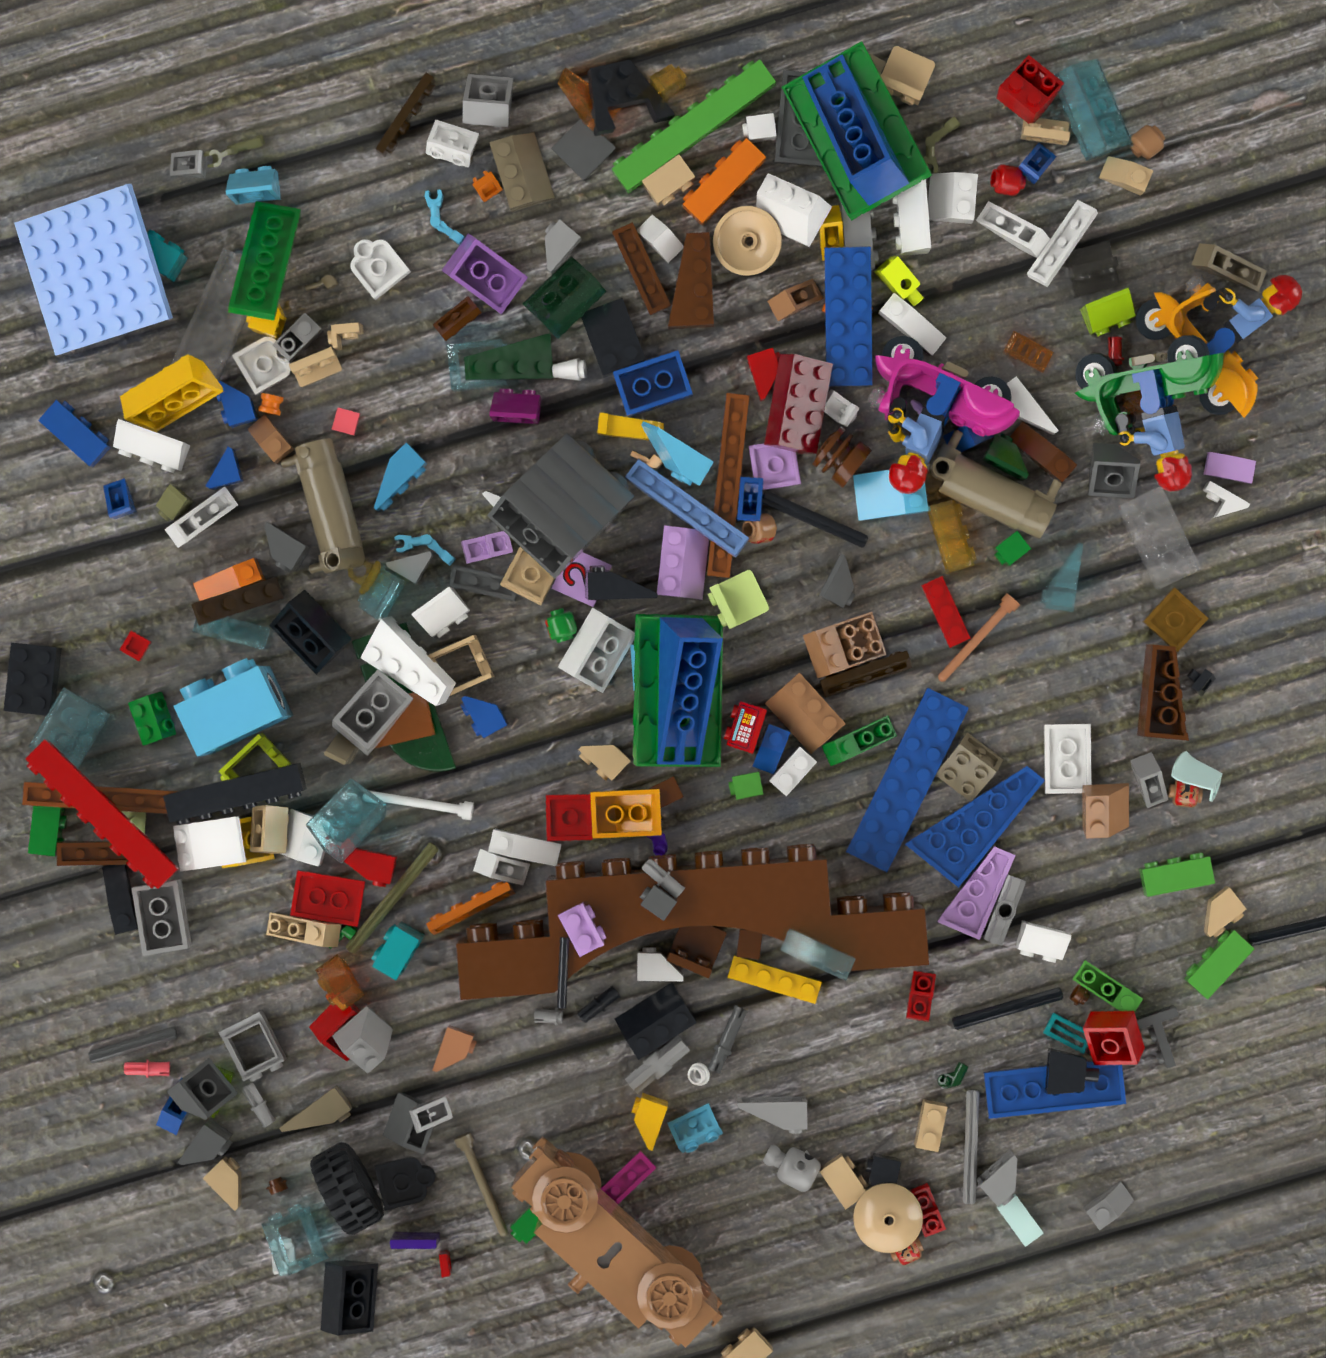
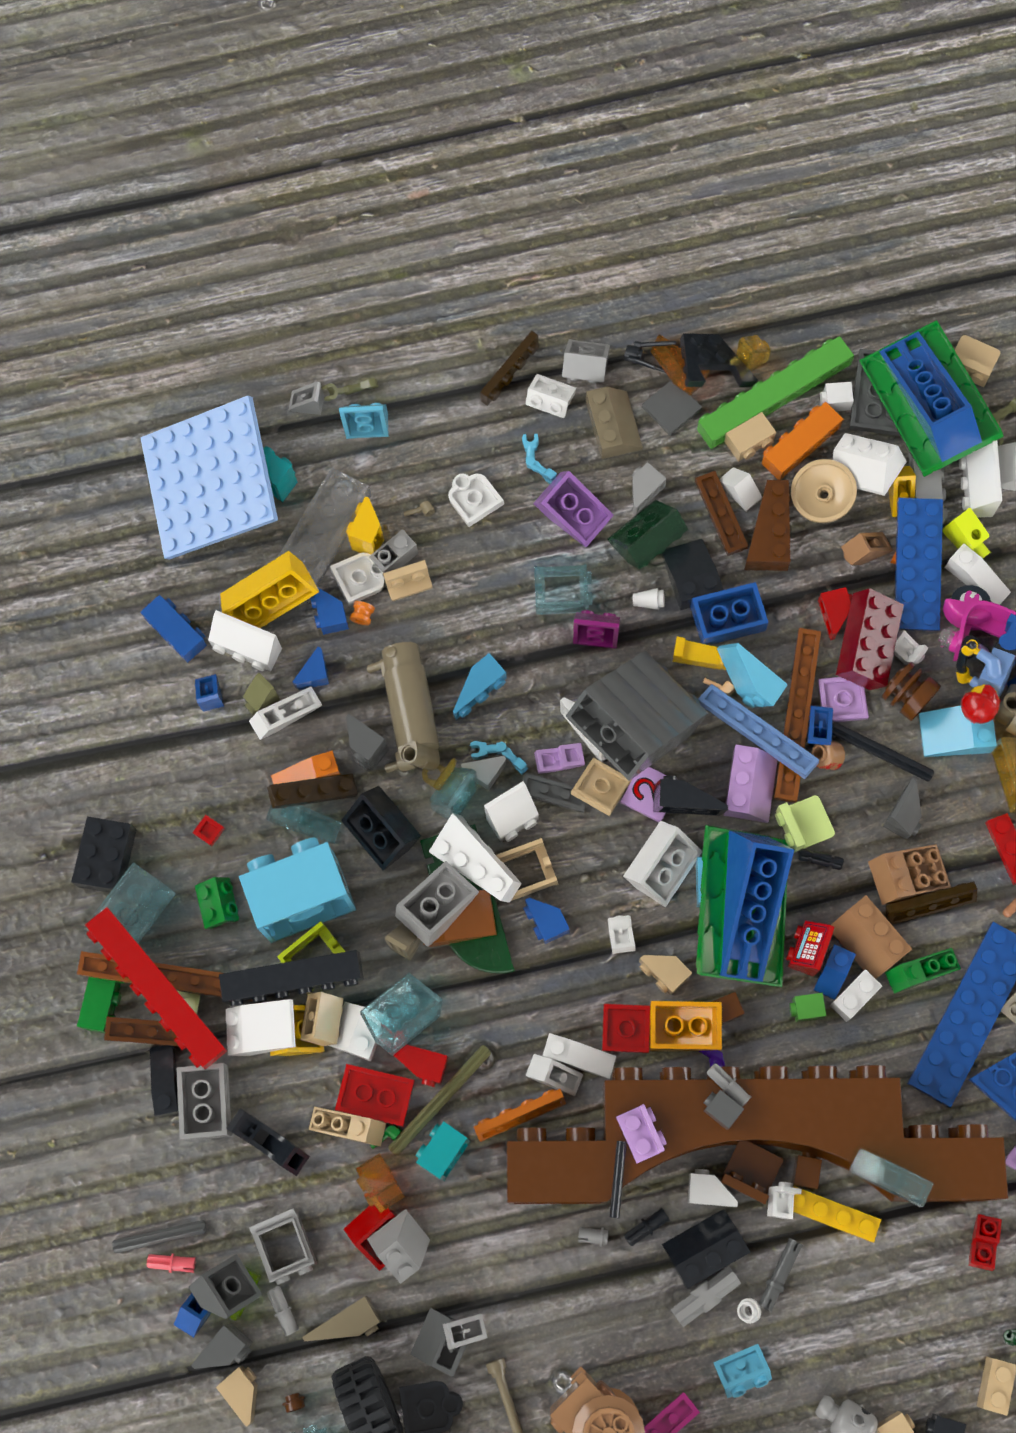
camera: 10 degrees right, 15 degrees down
(230, 950) = (268, 1141): none -> black arch
(264, 261) = (368, 478): green plate -> none
(270, 439) = (359, 646): medium nougat slope -> none
(346, 421) = (432, 634): coral tile -> none
(347, 331) = (438, 548): tan bracket -> none
(454, 1047) = (493, 1263): nougat slope -> none
(457, 318) = (550, 543): reddish brown plate -> none
(463, 810) = (520, 1014): white piece -> none
(487, 186) = (581, 433): orange tile -> none
(517, 361) = (596, 585): dark green wing -> none
(541, 93) = (636, 355): none -> black plant
(559, 725) = (621, 934): none -> white bracket
(561, 625) = (628, 836): green head -> none
(649, 1116) = (696, 1354): yellow slope -> none
(725, 973) = (782, 1200): none -> white bracket
(756, 634) = (821, 859): none -> black axle
(782, 1111) = (842, 1358): light grey slope -> none

